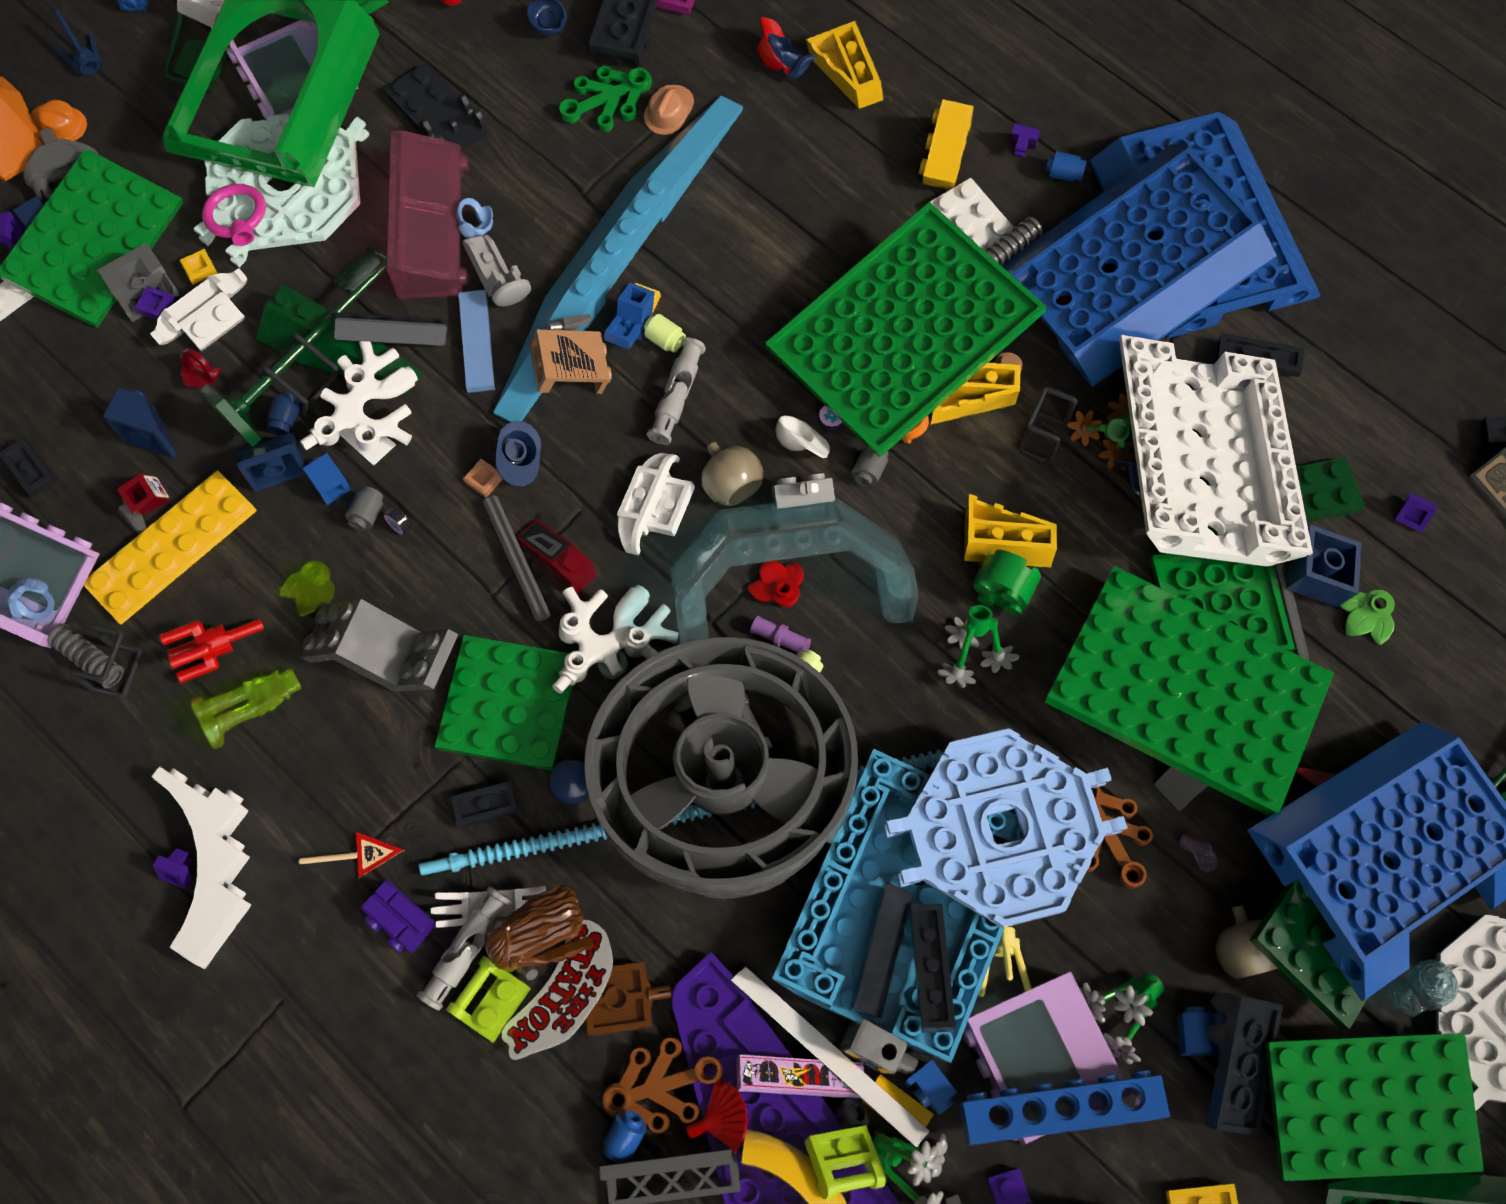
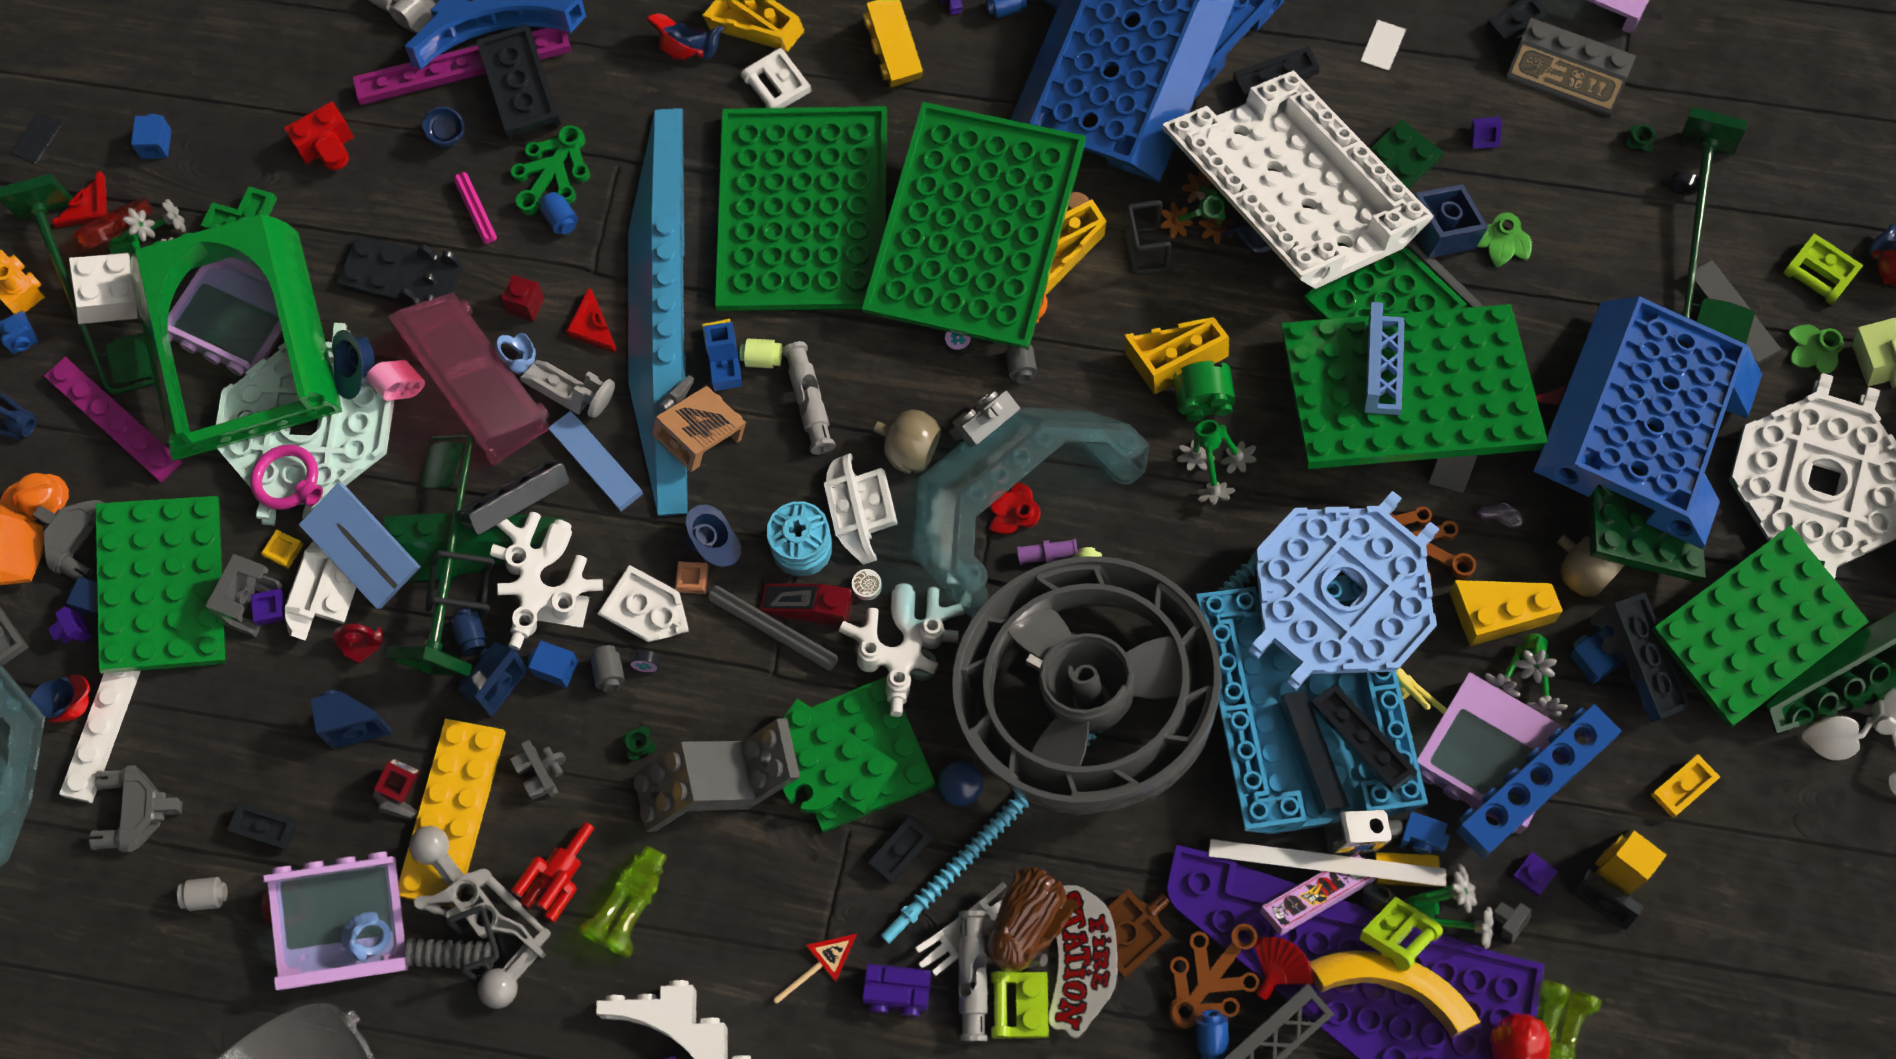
camera: 30 degrees left, 0 degrees up
(100, 704) = (499, 985): none -> light grey piece
(151, 94) = (112, 419): none -> magenta plate
(246, 295) = (359, 545): none -> medium blue tile
(260, 555) = (529, 759): none -> dark grey hips
(307, 589) = (608, 772): clear neon green plate -> none
(346, 153) = (352, 362): none -> piece
(346, 575) = (631, 738): none -> dark green plate
(367, 186) = (395, 380): none -> bright pink beam
(430, 479) = (645, 607): none -> white tile
(477, 695) = (834, 763): none -> green plate
(511, 180) = (523, 298): none -> dark red brick
(528, 92) = (475, 208): none -> dark pink axle
(550, 232) = (589, 324): none -> red tile
(586, 132) = (558, 213): none -> blue brick
(590, 511) = (800, 554): none -> medium azure wheel
(615, 570) = (866, 584): none -> white tile
(668, 109) = (615, 149): nougat piece -> none
(779, 234) = (800, 207): none -> green plate
(798, 436) = (943, 373): white cap -> none
(840, 126) = (782, 75): none -> white plate
(973, 213) = (957, 89): white plate -> none
(1015, 240) = (1009, 91): dark grey piece -> none
(1142, 935) = (1503, 608): none -> yellow wedge
(1172, 641) = (1376, 343): none -> medium blue fence
(1374, 386) = (1383, 45): none -> white sticker
(1427, 988) = (1739, 509): clear light blue hair -> none

